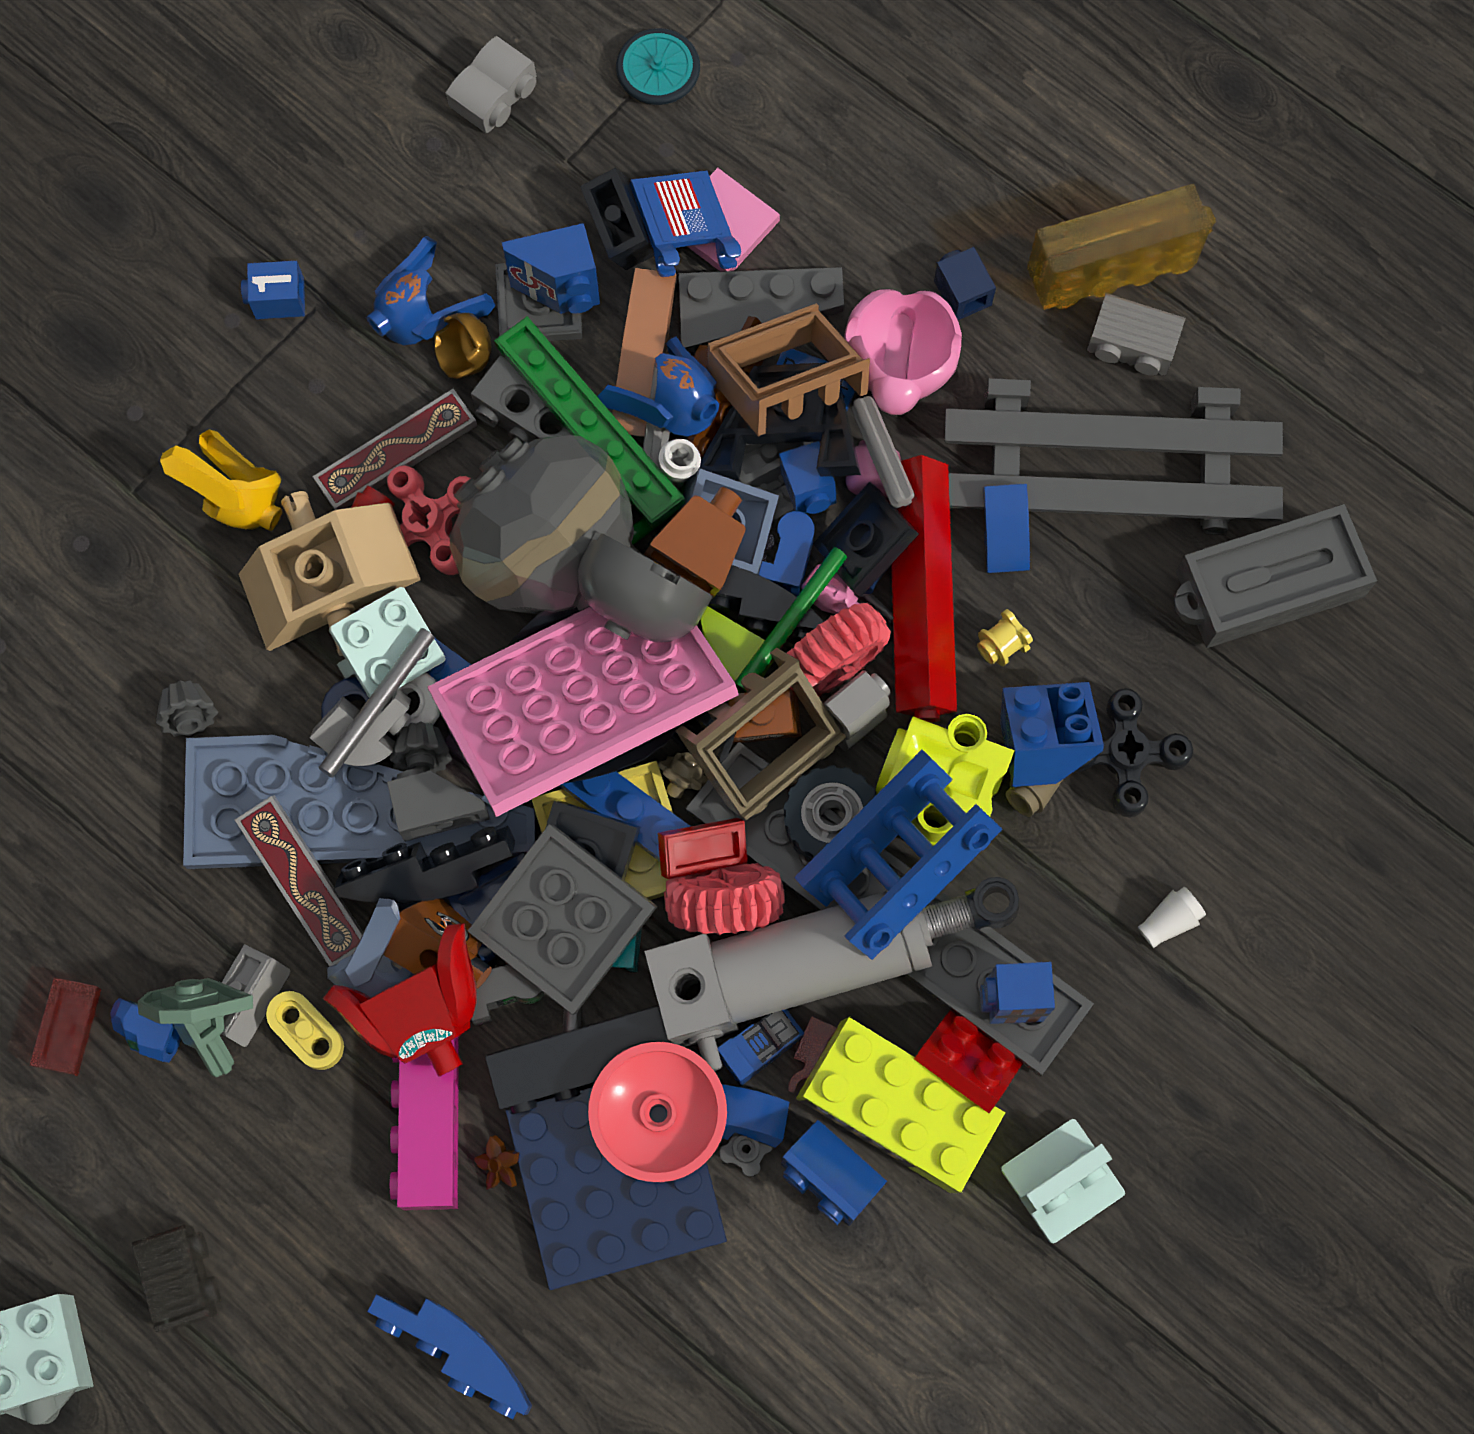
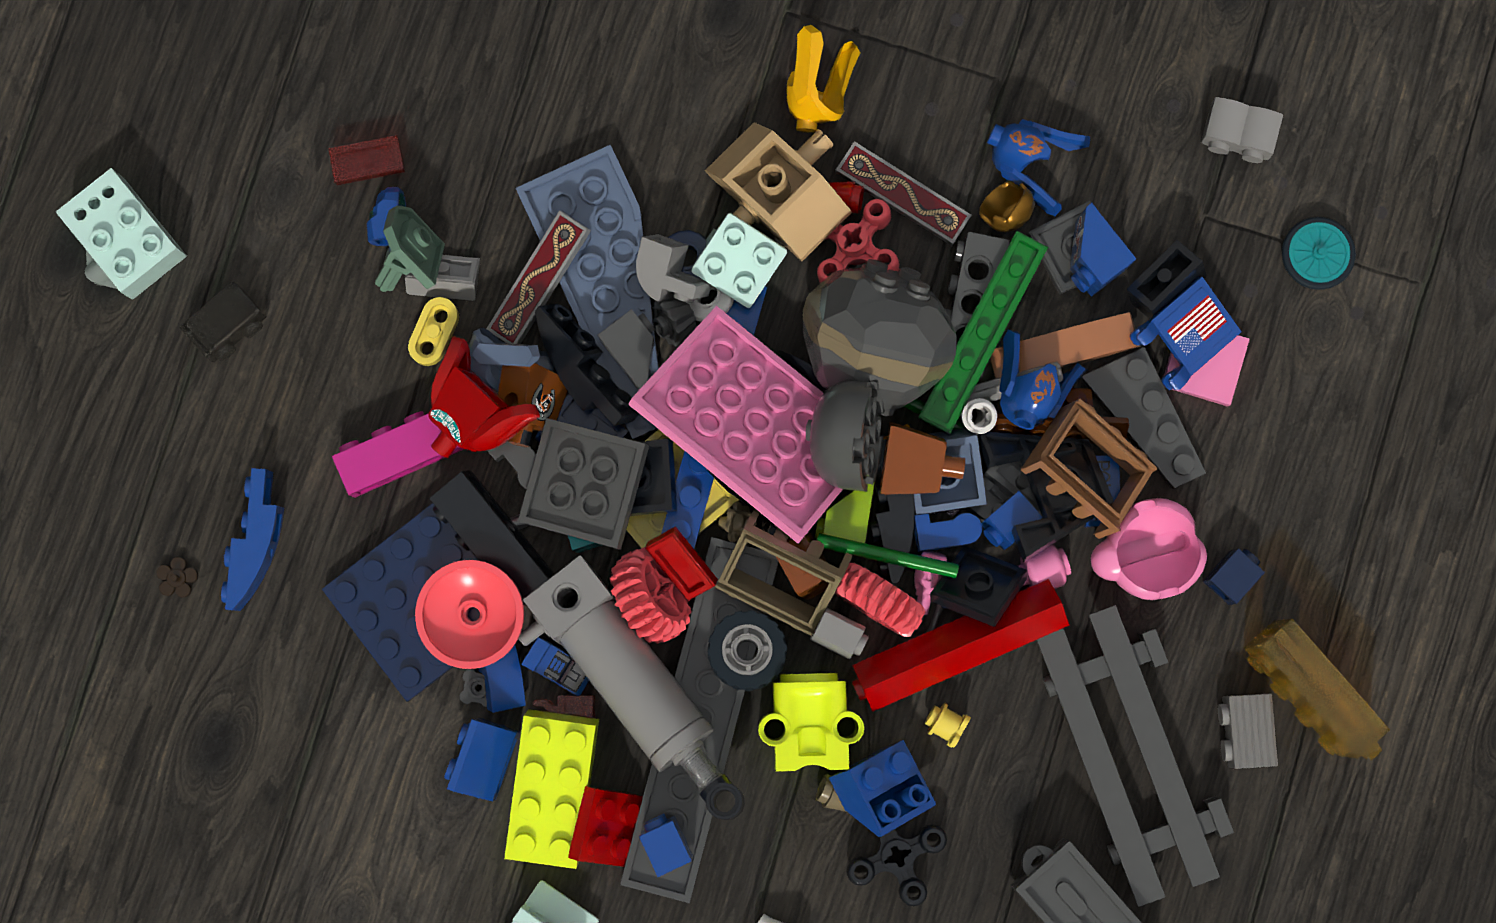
camera: 65 degrees right, 10 degrees up
(185, 709) = (632, 133): dark grey piece -> none
(274, 290) = (992, 41): blue brick -> none
(376, 703) = (688, 274): flat silver bar -> none
(498, 1163) = (395, 513): reddish brown plant -> none
(873, 829) = (740, 686): blue fence -> none
(882, 452) = (1054, 570): light grey axle -> none
(1006, 528) = (1039, 691): blue slope -> none

